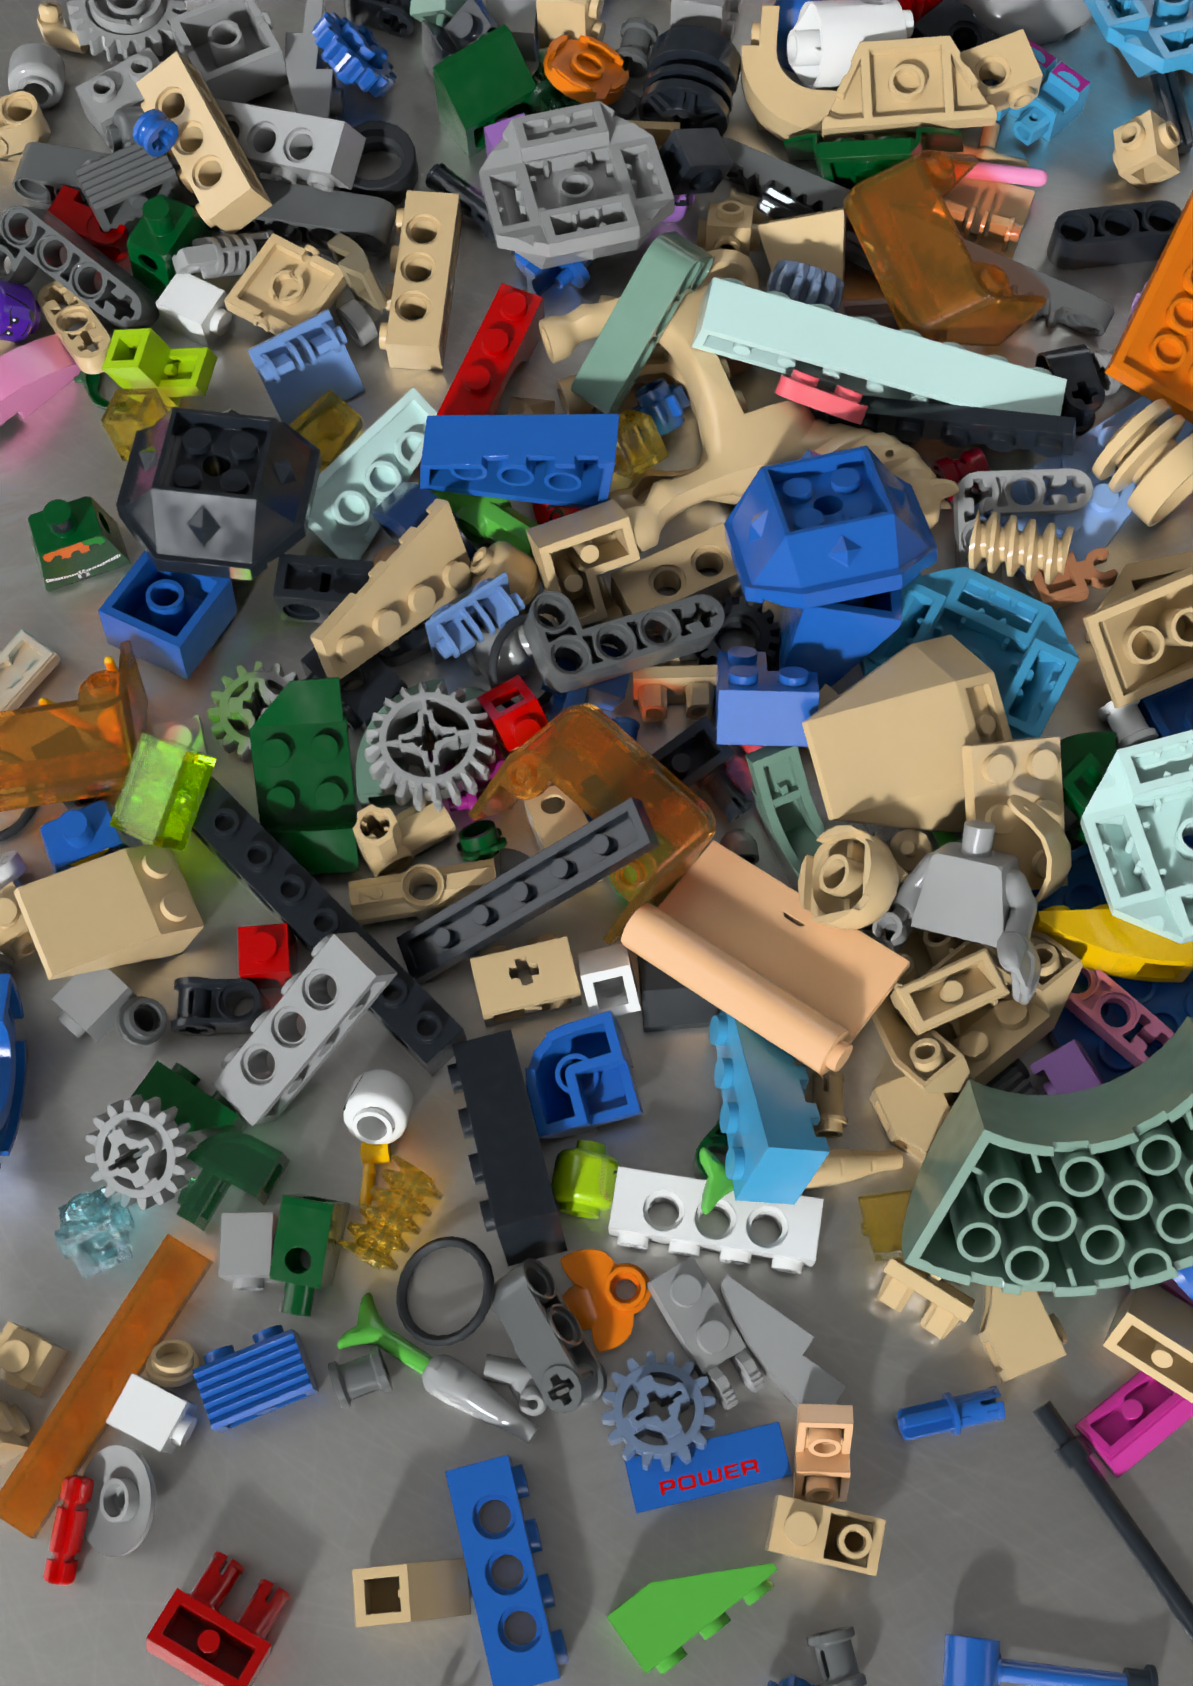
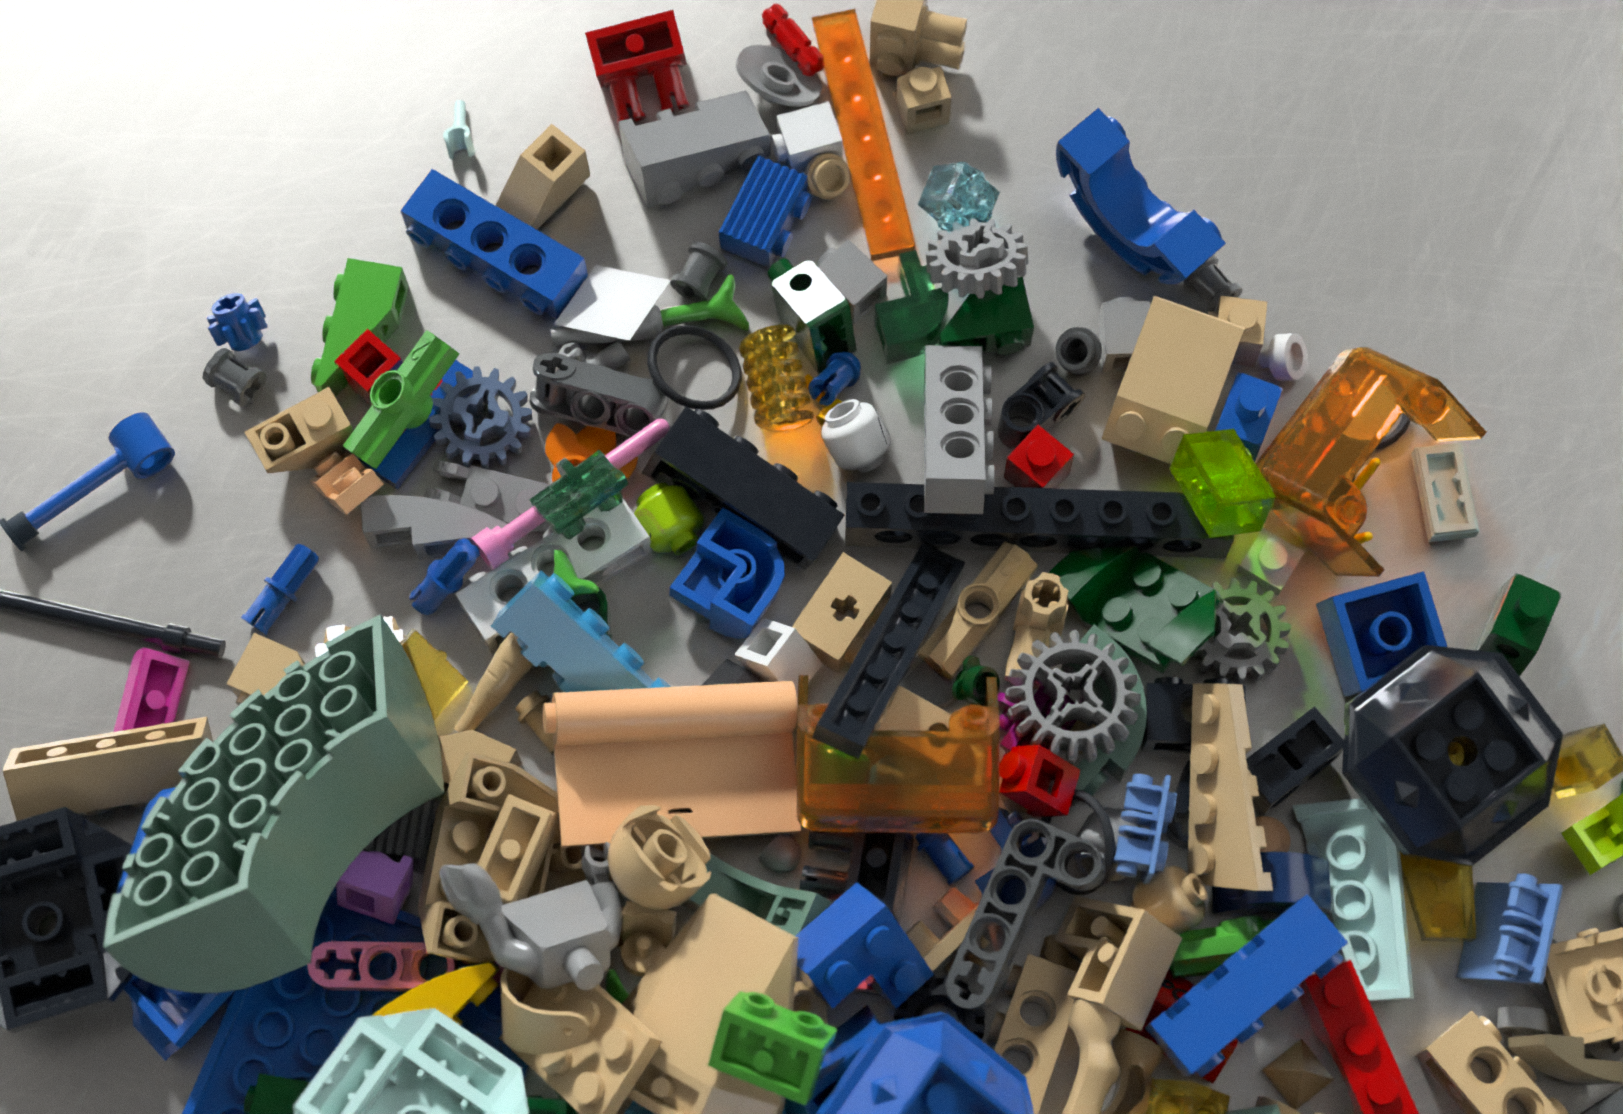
camera: 135 degrees right, 0 degrees up
(252, 1495) = (693, 147): none -> light grey wedge
(334, 1178) = (840, 372): none -> blue pin
(457, 1414) = (612, 302): none -> white sticker
(646, 1240) = (578, 492): none -> clear green hips
(684, 1481) = (401, 399): none -> bright green piece
(714, 1540) = (365, 362): none -> red brick
(745, 1267) = (498, 542): none -> bright pink piece
(810, 1286) = (444, 577): none -> blue axle
(890, 658) = (771, 1046): none -> bright green bracket

